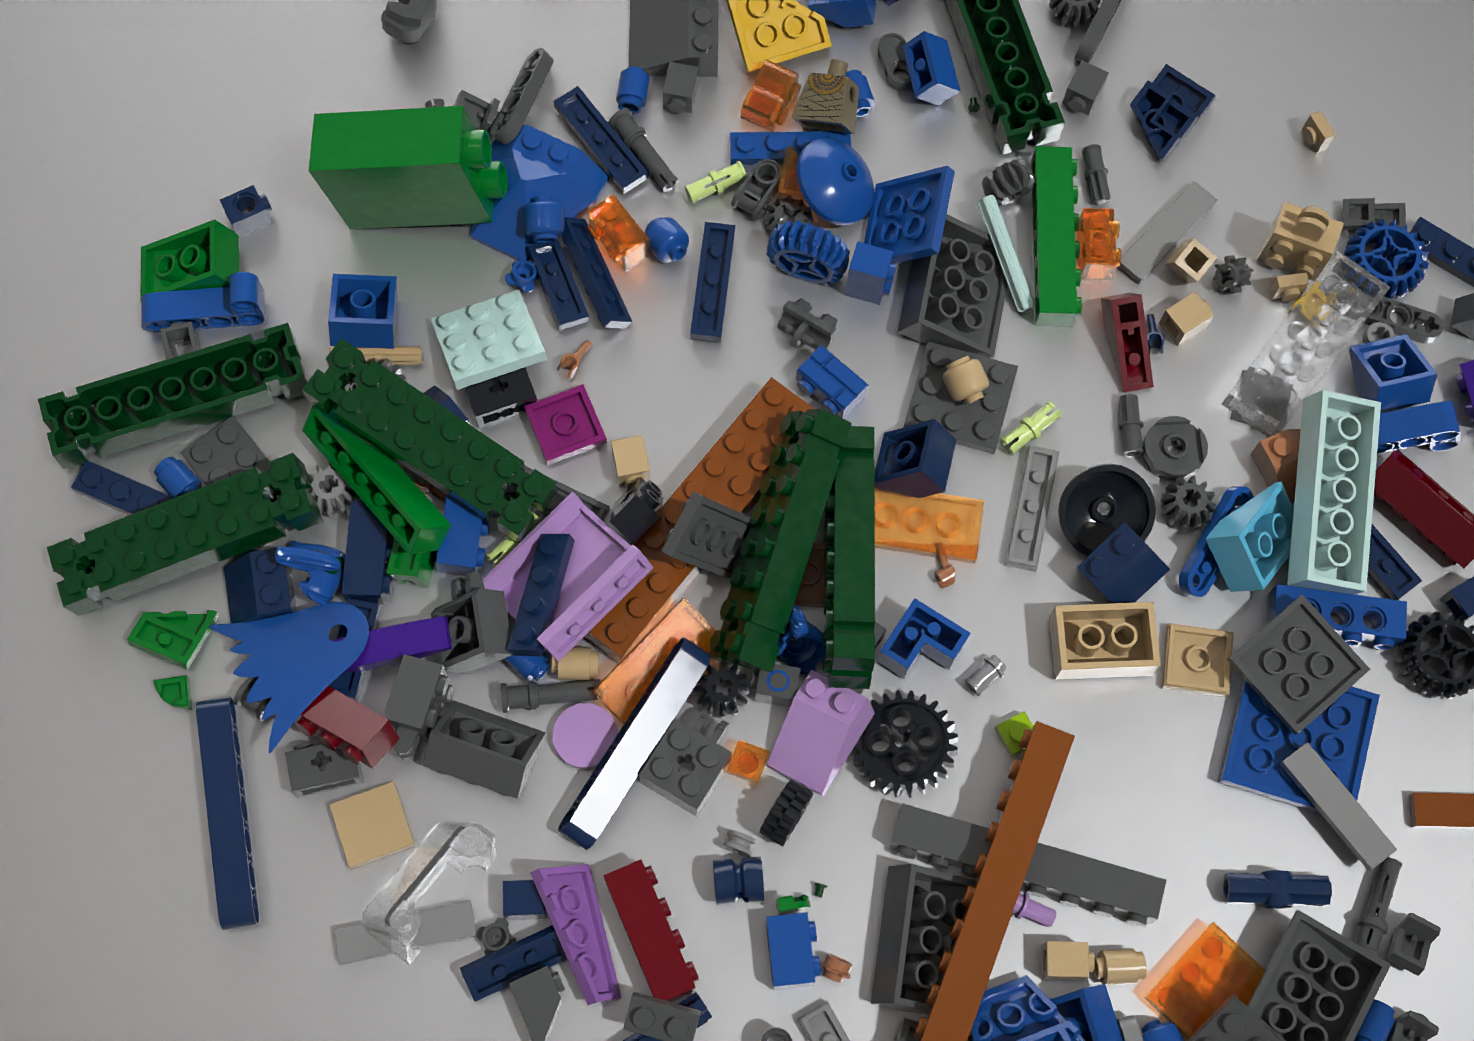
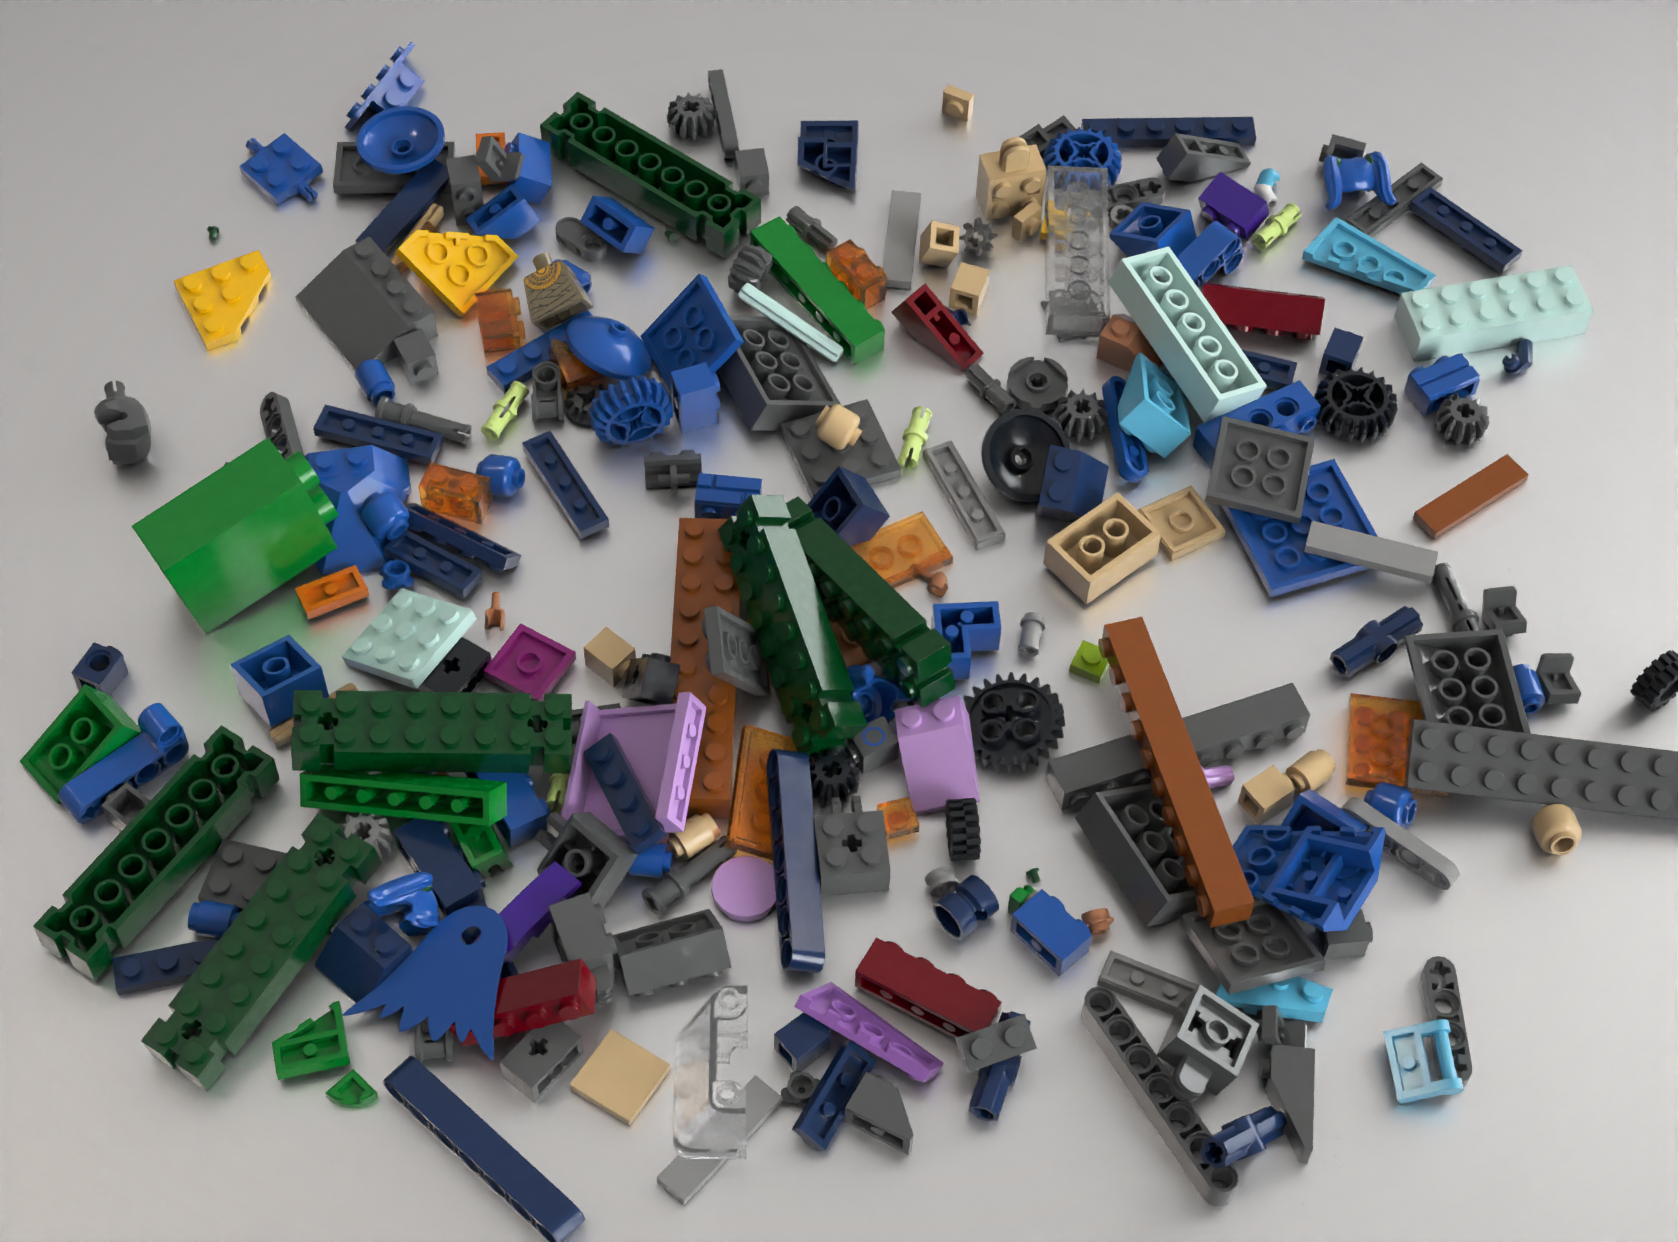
camera: 35 degrees left, 15 degrees down
(463, 257) = (331, 592): none -> orange plate

